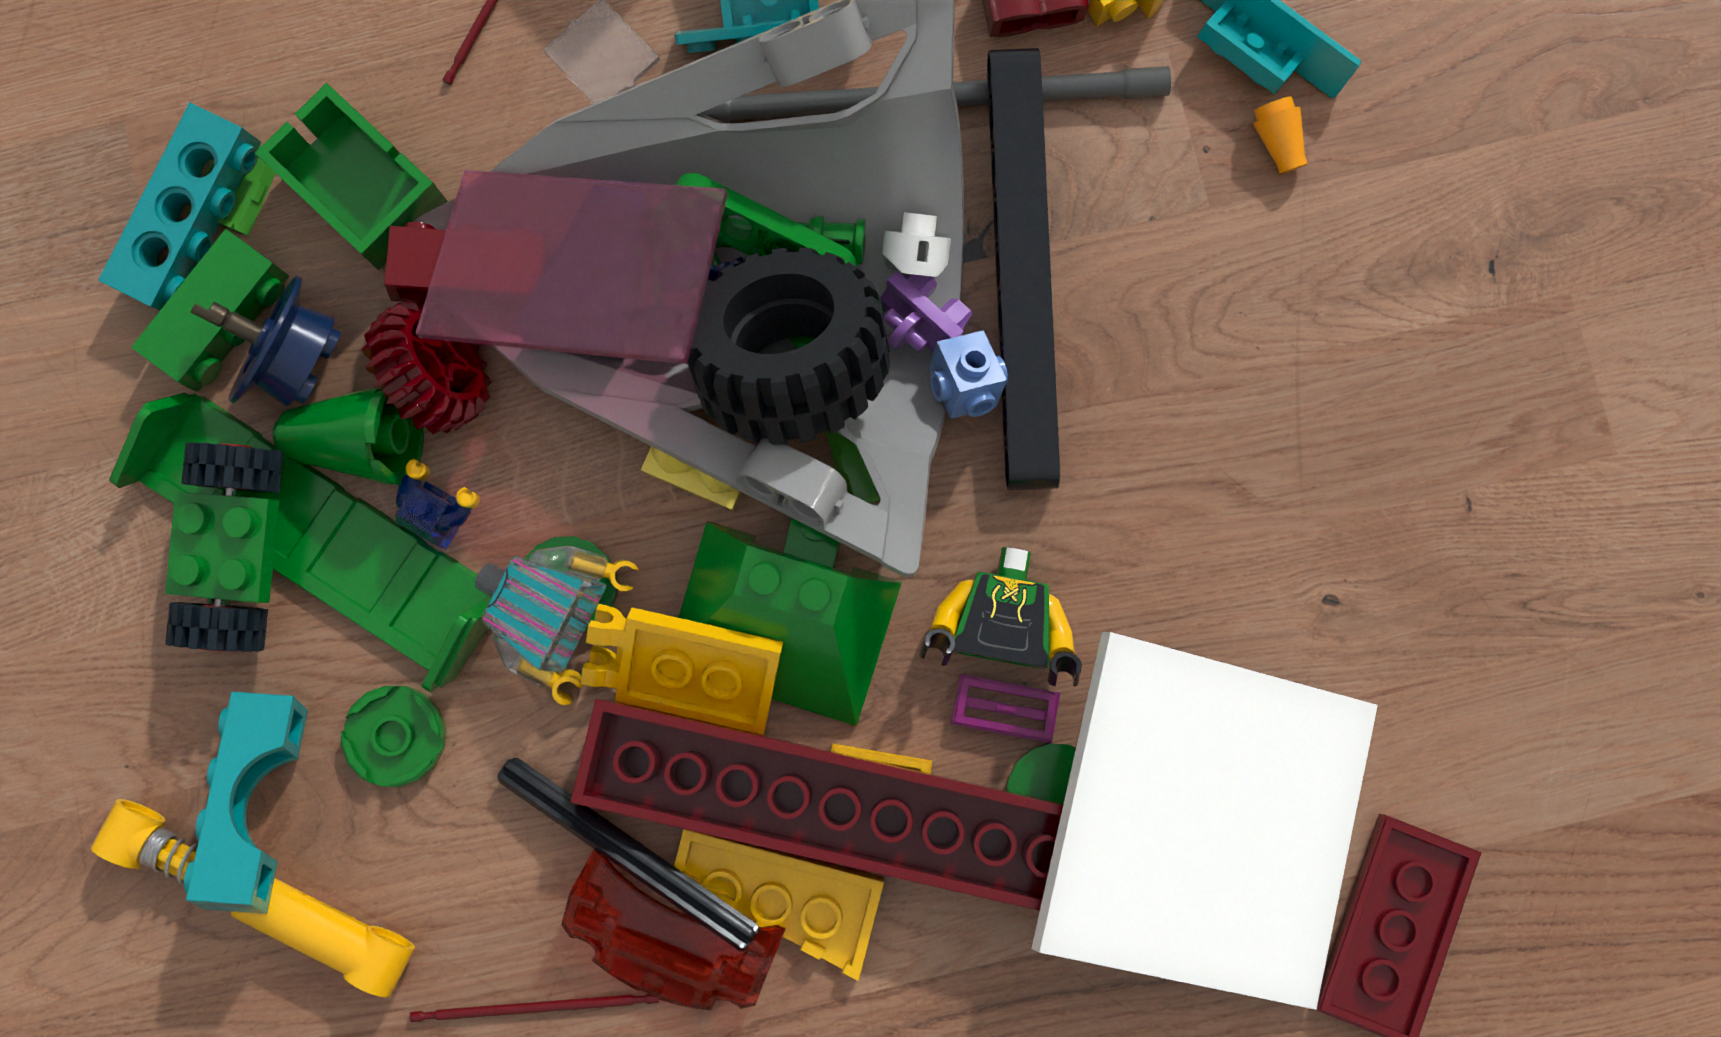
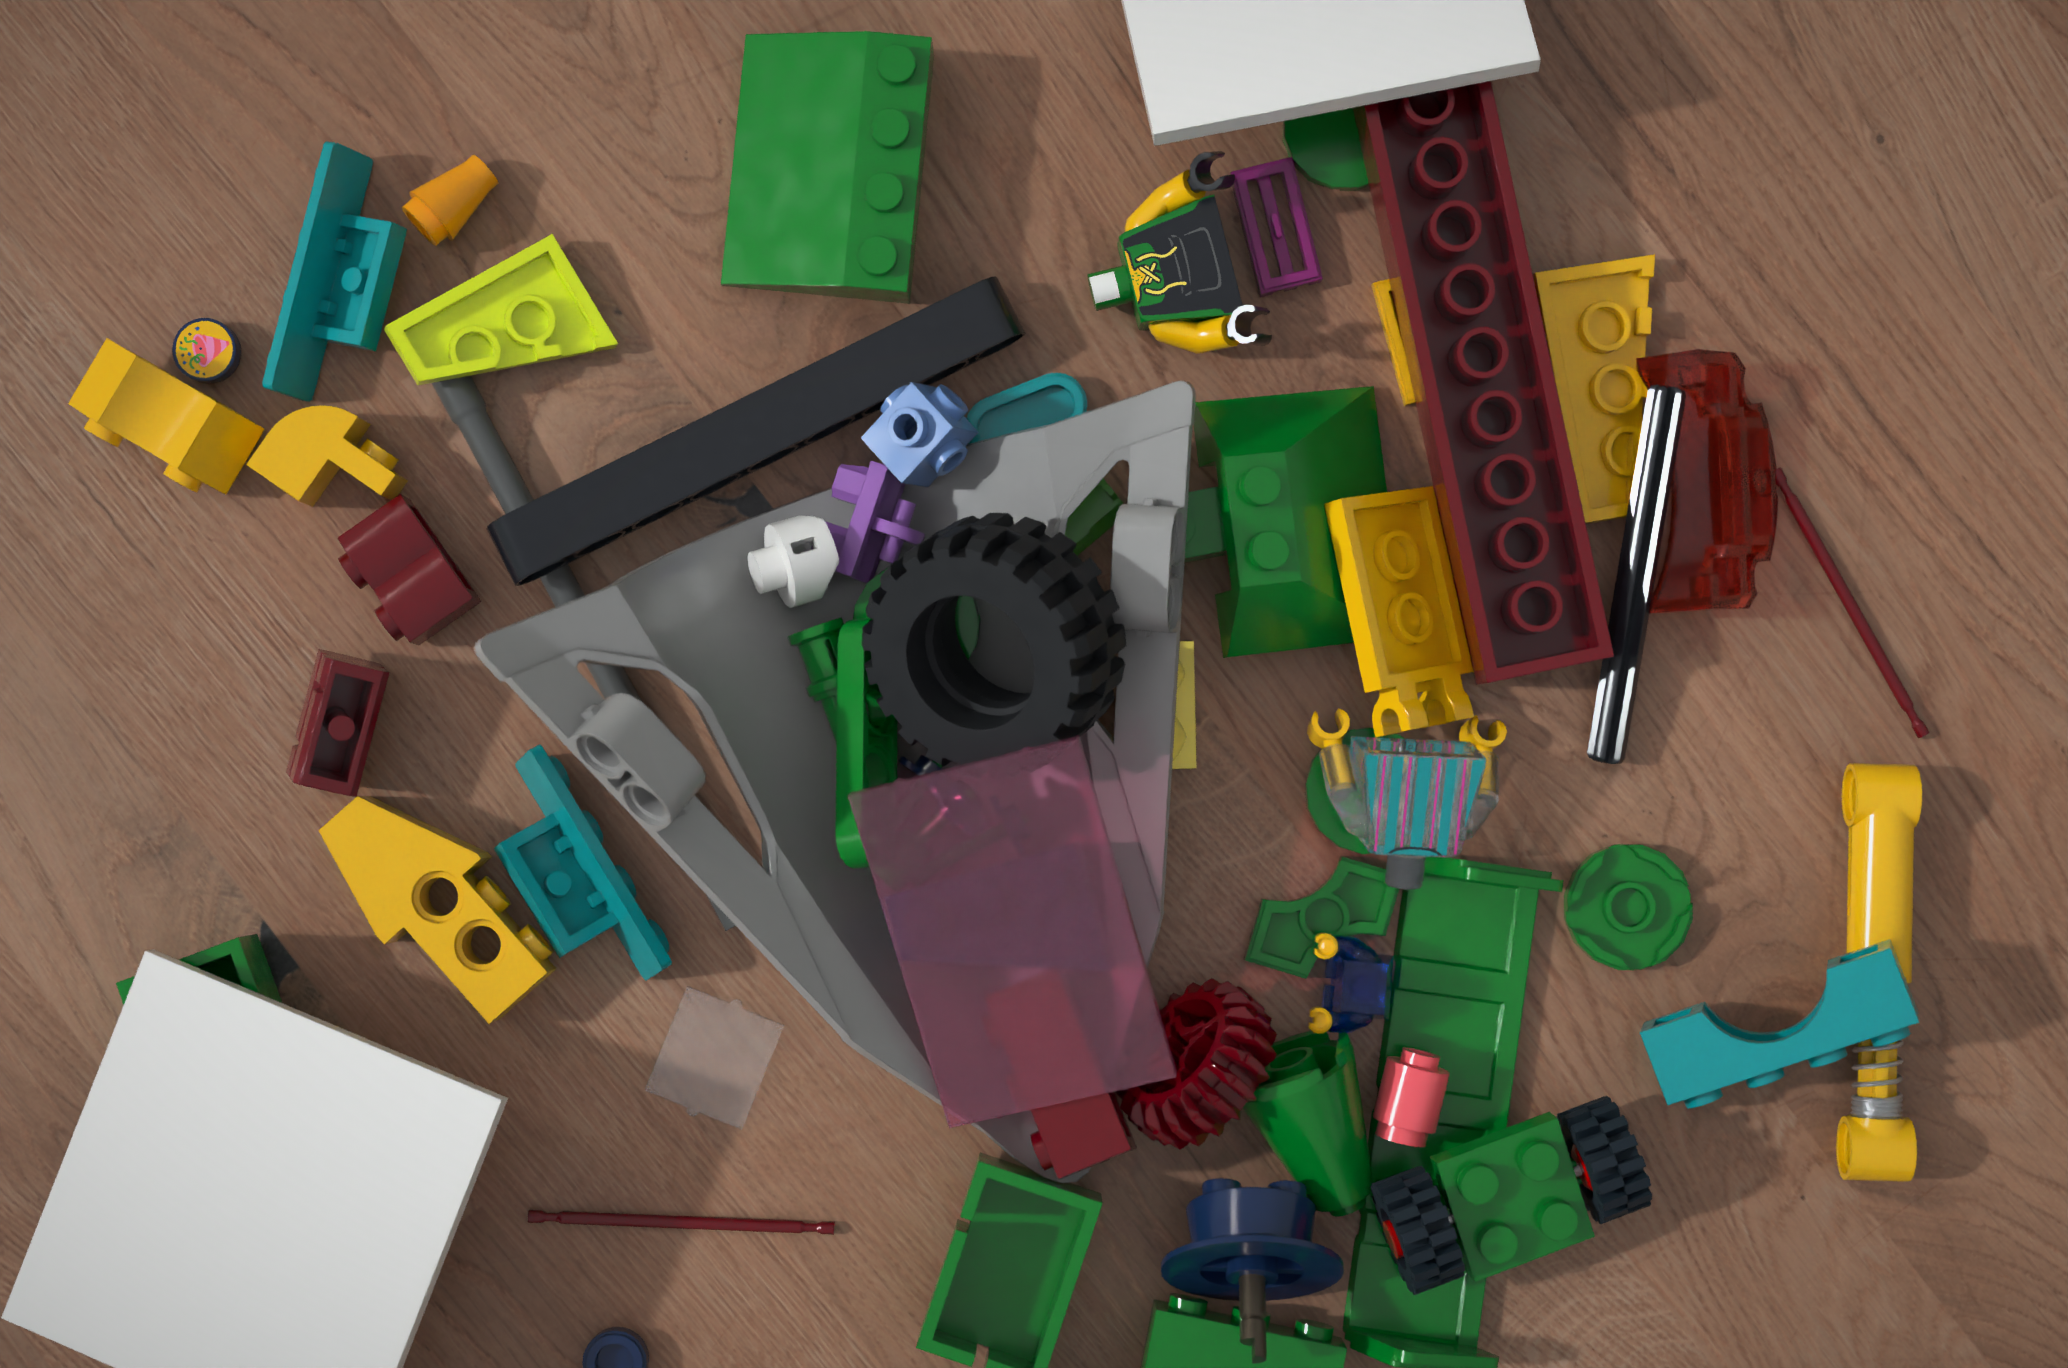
camera: 115 degrees left, 5 degrees up
(331, 511) = (1410, 1097): none -> coral brick
(493, 524) = (1346, 905): none -> green tile
(952, 469) = (1028, 406): none -> teal tile
(1182, 129) = (503, 319): none -> neon yellow wing
(1192, 409) = (829, 164): none -> green slope

